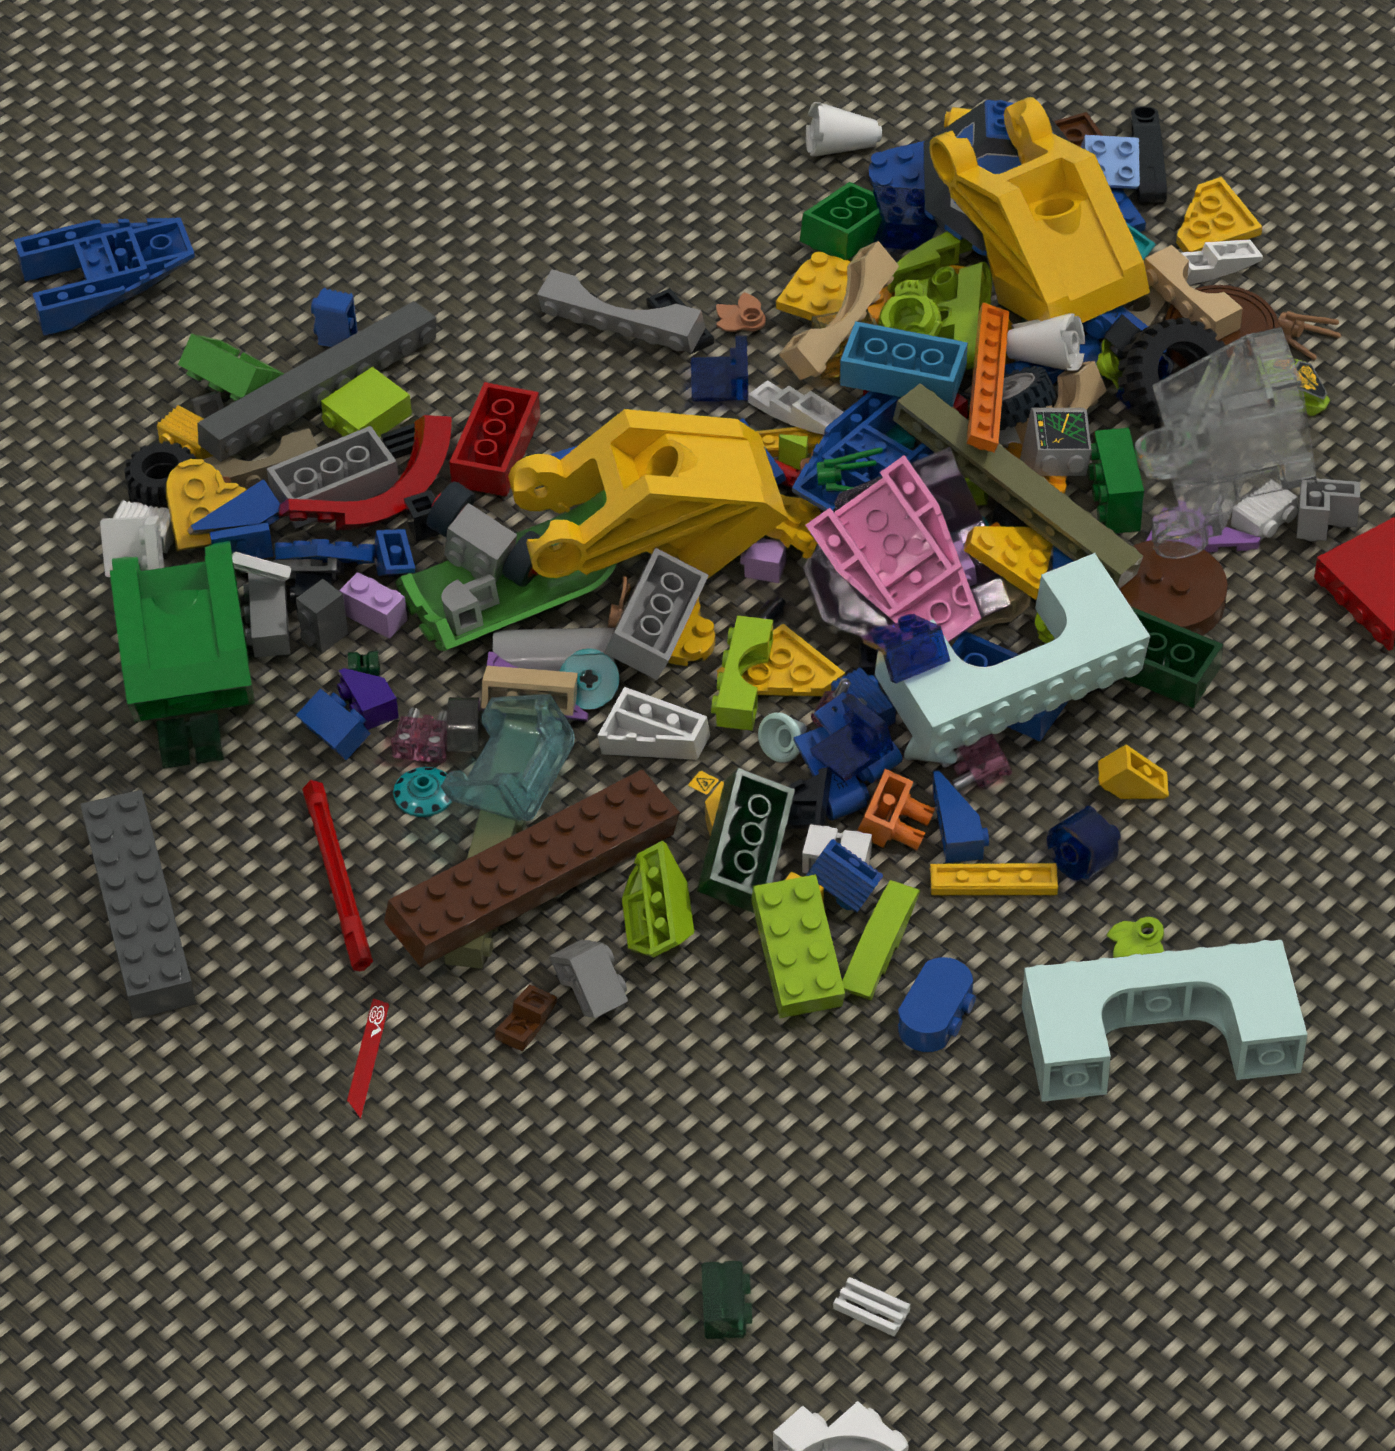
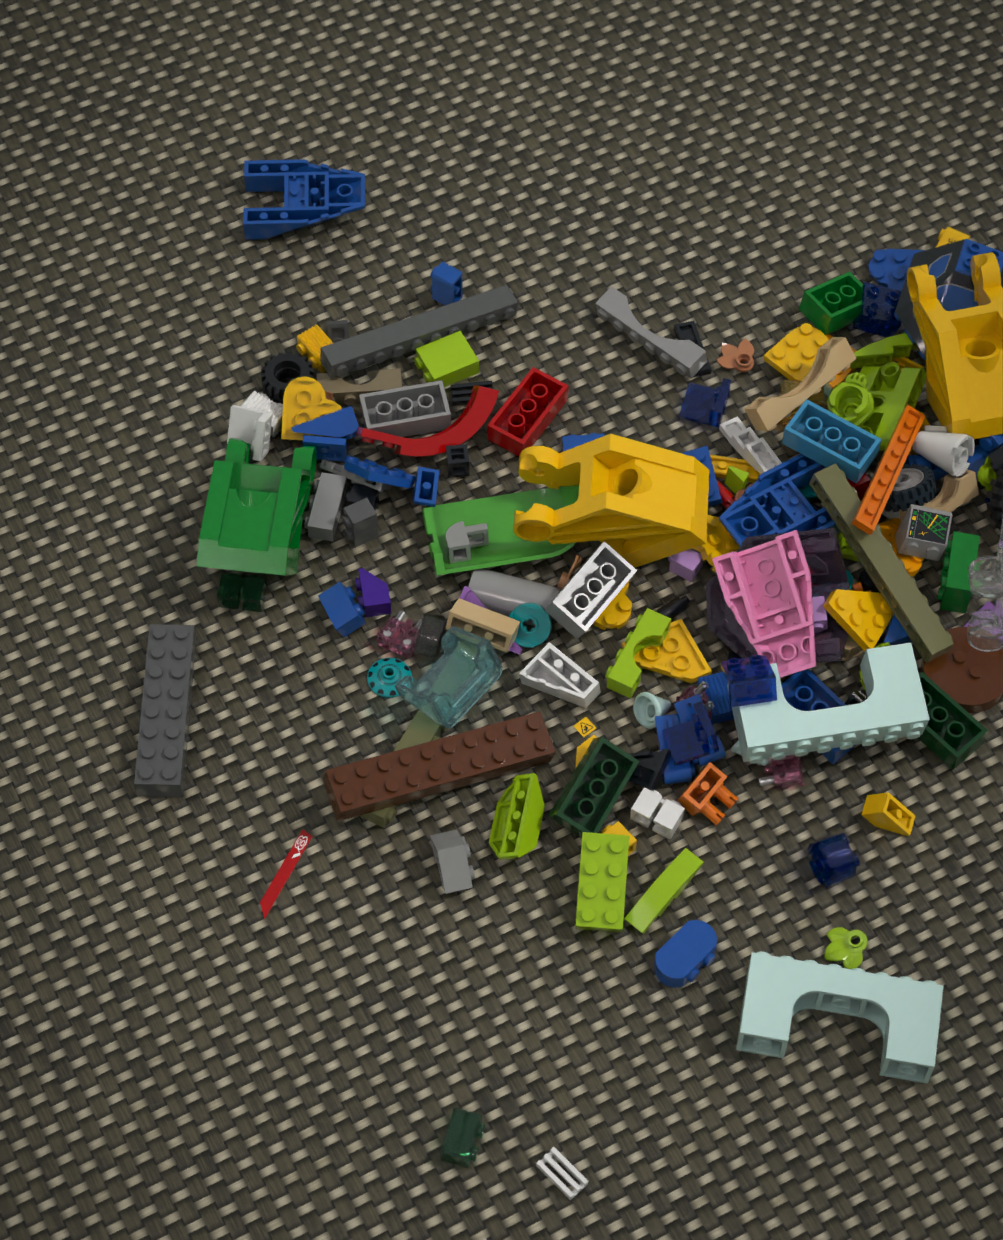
camera: 15 degrees right, 10 degrees up
(220, 365) = (350, 298): bright green piece -> none
(261, 567) = (326, 474): white tile -> none
(351, 923) = (308, 727): red piece -> none
(369, 661) = (379, 568): dark green wheel -> none
(374, 605) = (400, 521): lavender brick -> none
(479, 540) = (484, 494): brick -> none
(527, 1018) = (400, 877): reddish brown slope -> none
(830, 470) = (749, 515): green plant -> none
(839, 131) = (858, 224): white cone -> none
(845, 876) = (654, 835): blue brick -> none
(958, 823) = (751, 815): blue slope -> none
(994, 879) = (762, 865): yellow tile -> none

